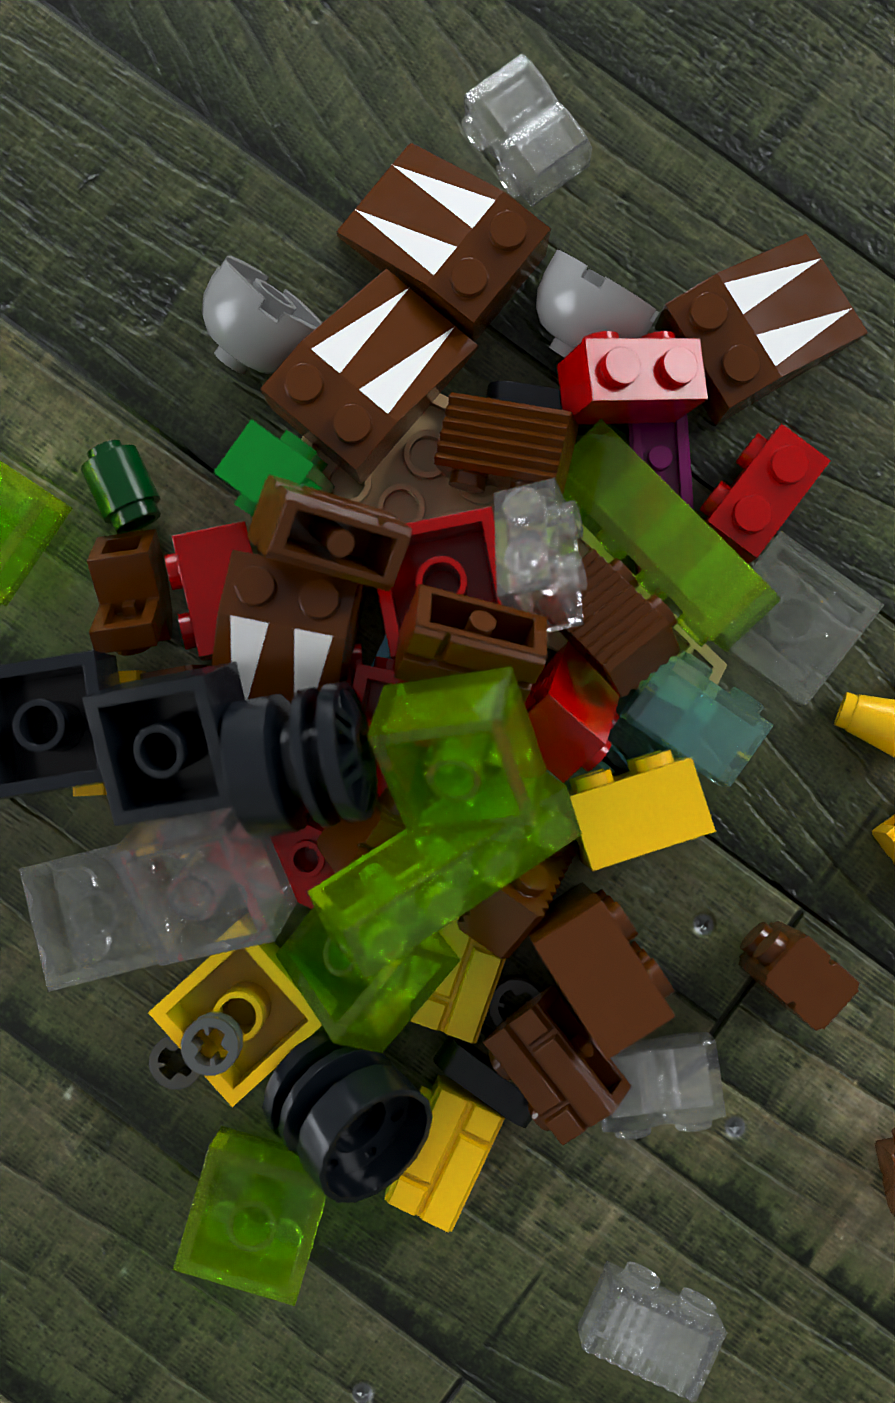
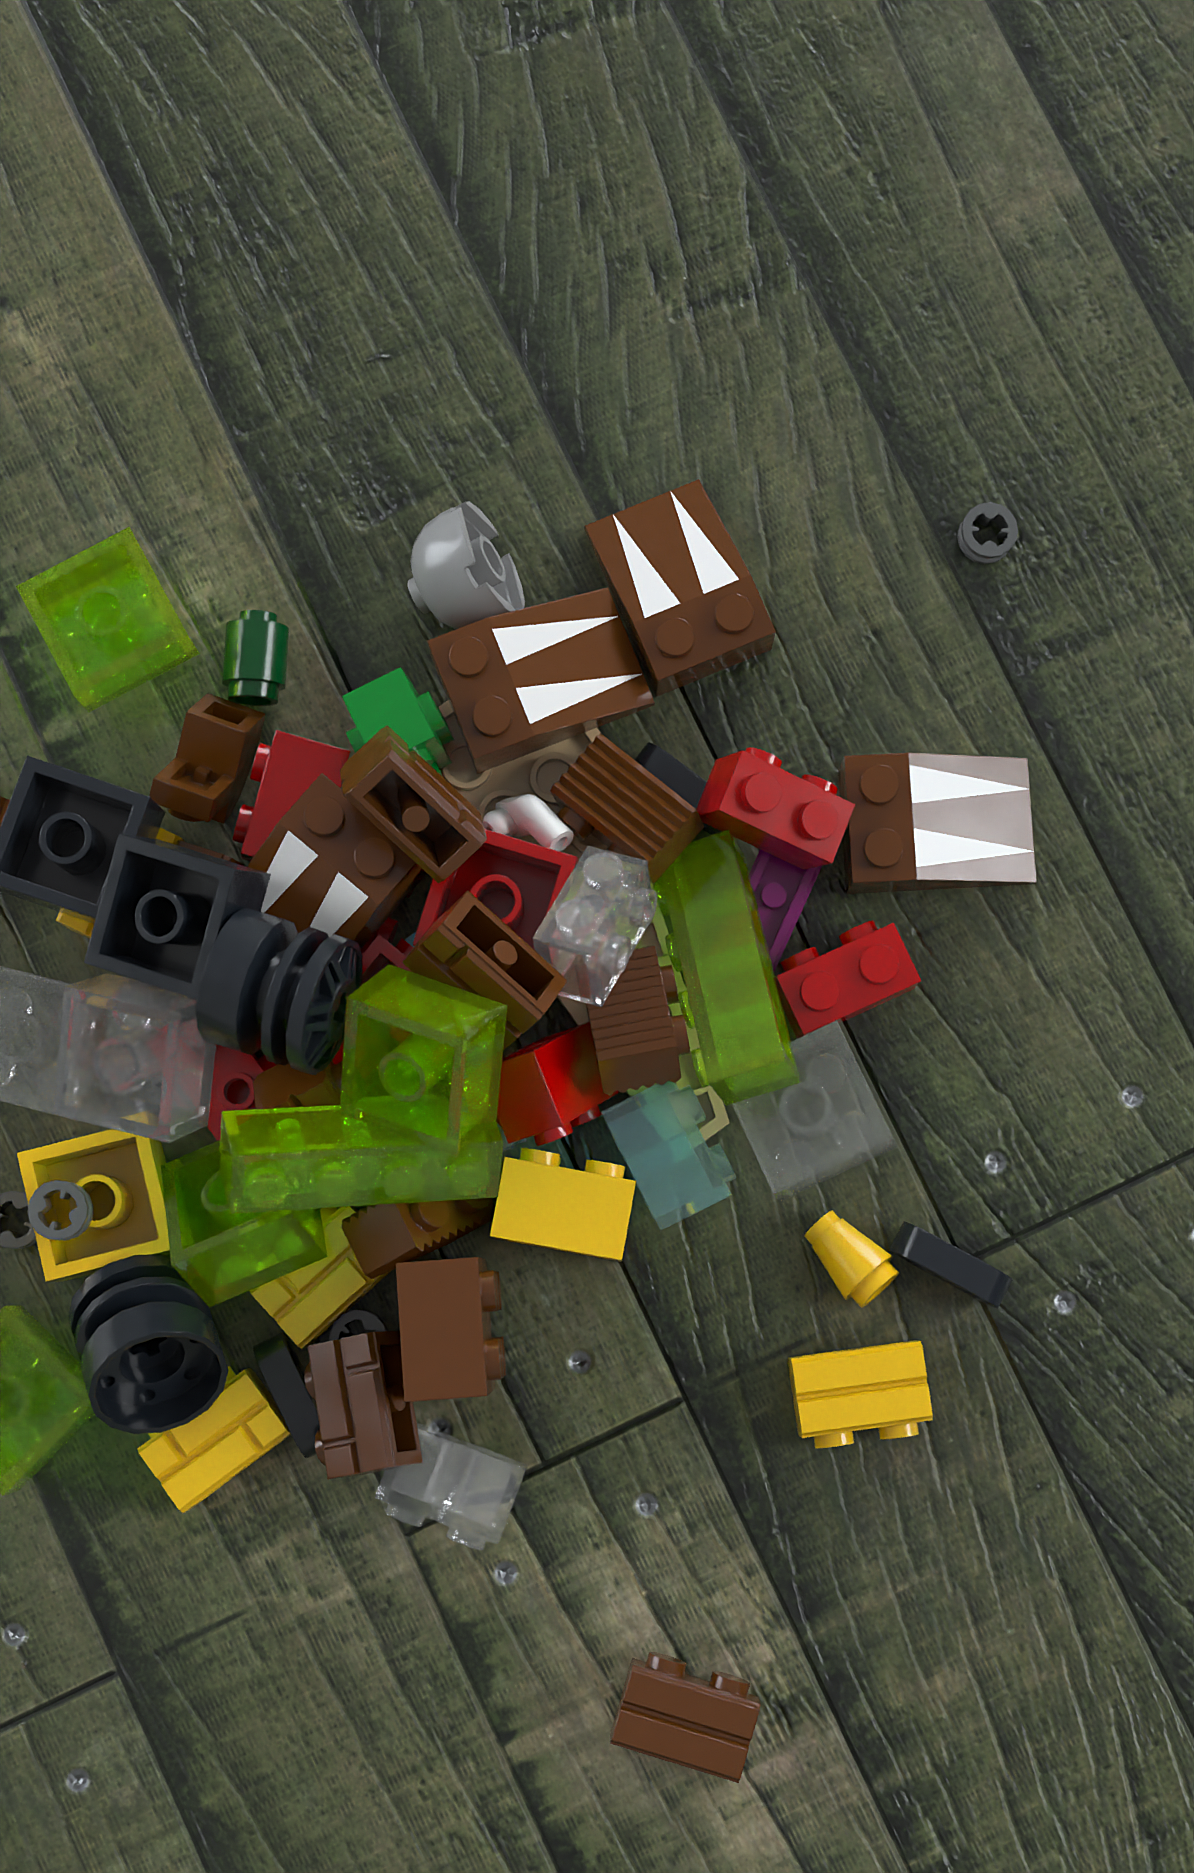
camera: 25 degrees right, 5 degrees down
(429, 494) = (529, 816): none -> white arm
(525, 131) = (809, 527): clear brick -> none
(582, 302) = (777, 715): light grey cylinder -> none
(652, 1329) = (321, 1714): clear brick -> none
(683, 44) = (985, 515): none -> dark grey bush
(797, 973) = (633, 1441): reddish brown brick -> none

